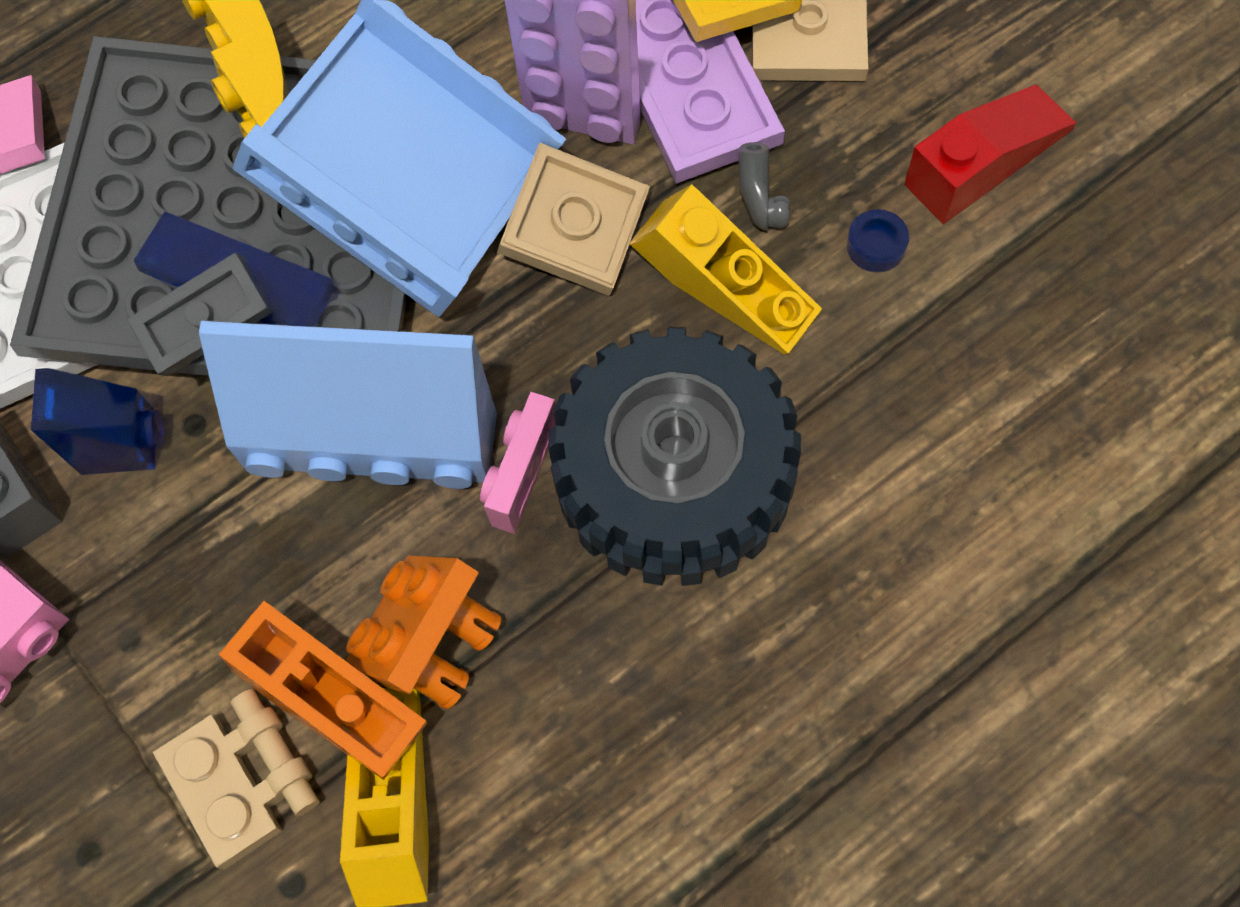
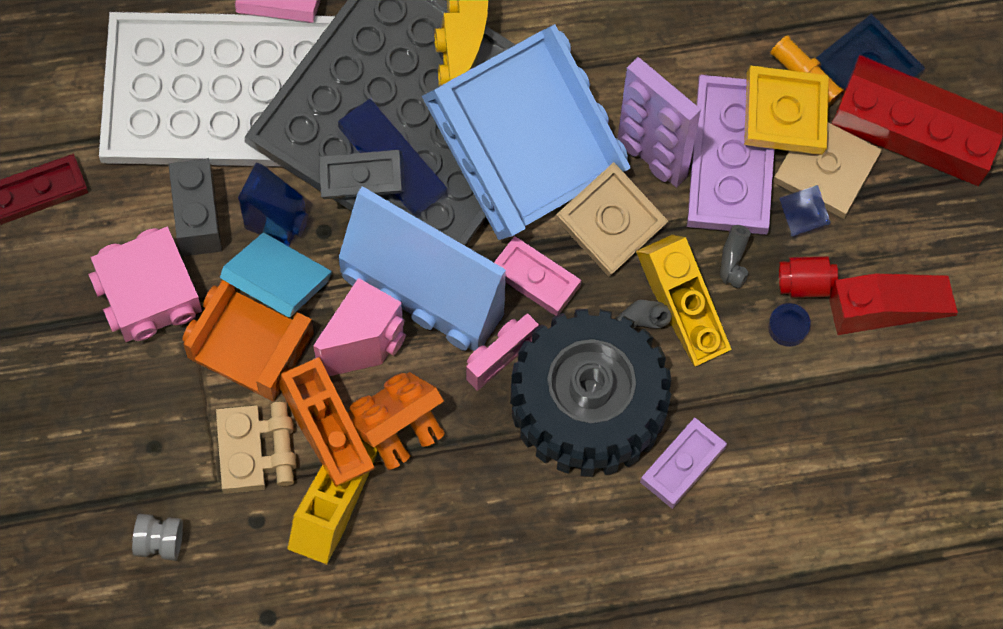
camera: 20 degrees right, 0 degrees up
(147, 516) = (275, 274): none -> medium azure tile
(149, 628) = (246, 340): none -> orange panel
(307, 532) = (361, 331): none -> bright pink slope
(520, 338) = (537, 276): none -> bright pink plate
(695, 312) = (647, 314): none -> dark grey arm
(816, 90) = (805, 211): none -> clear blue tile
(850, 488) = (683, 463): none -> lavender plate
(867, 168) = (807, 276): none -> red brick

